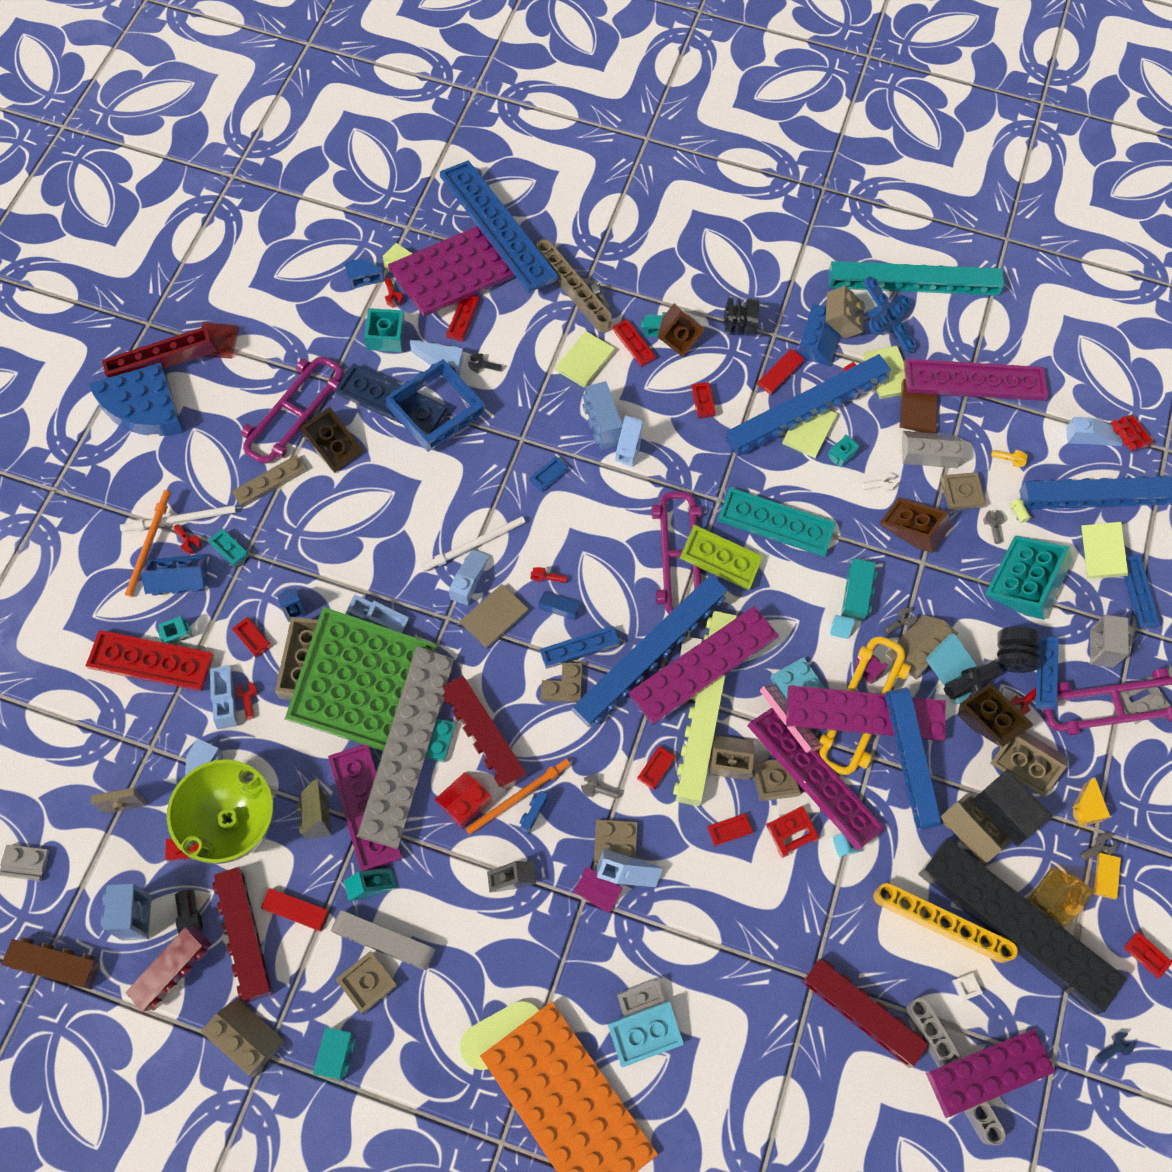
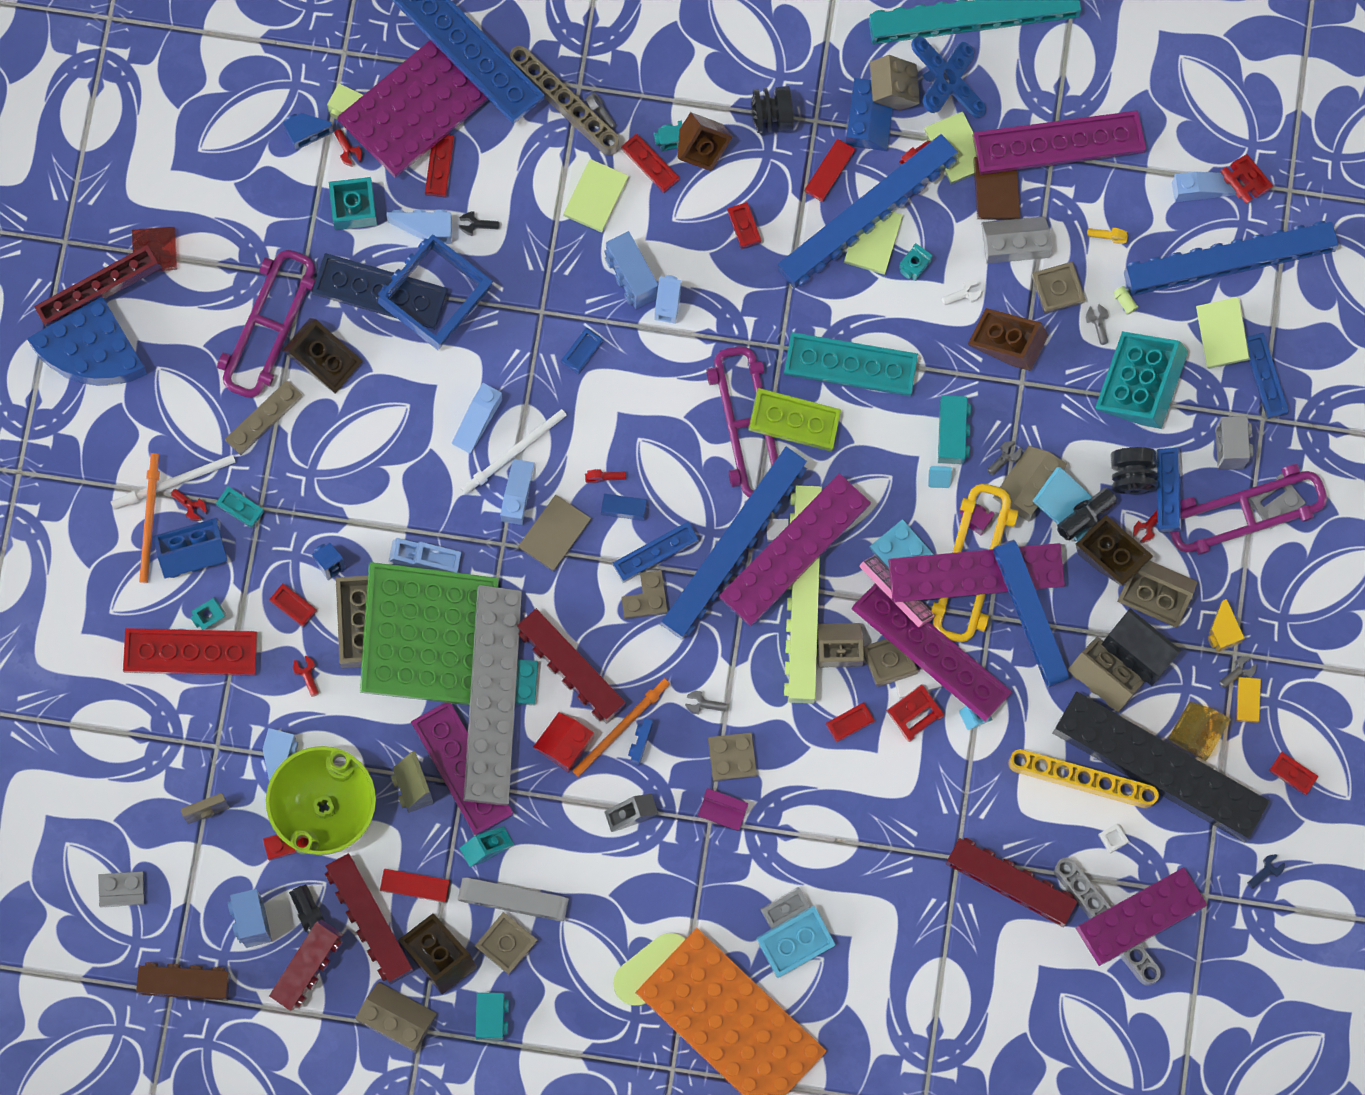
camera: 10 degrees left, 10 degrees up
(223, 697) = (281, 677): light blue slope -> none
(299, 981) = (438, 953): none -> dark brown slope
(449, 510) = (477, 417): none -> light blue slope
(627, 870) = (749, 784): light blue slope -> none
(656, 767) = (762, 670): red tile -> none

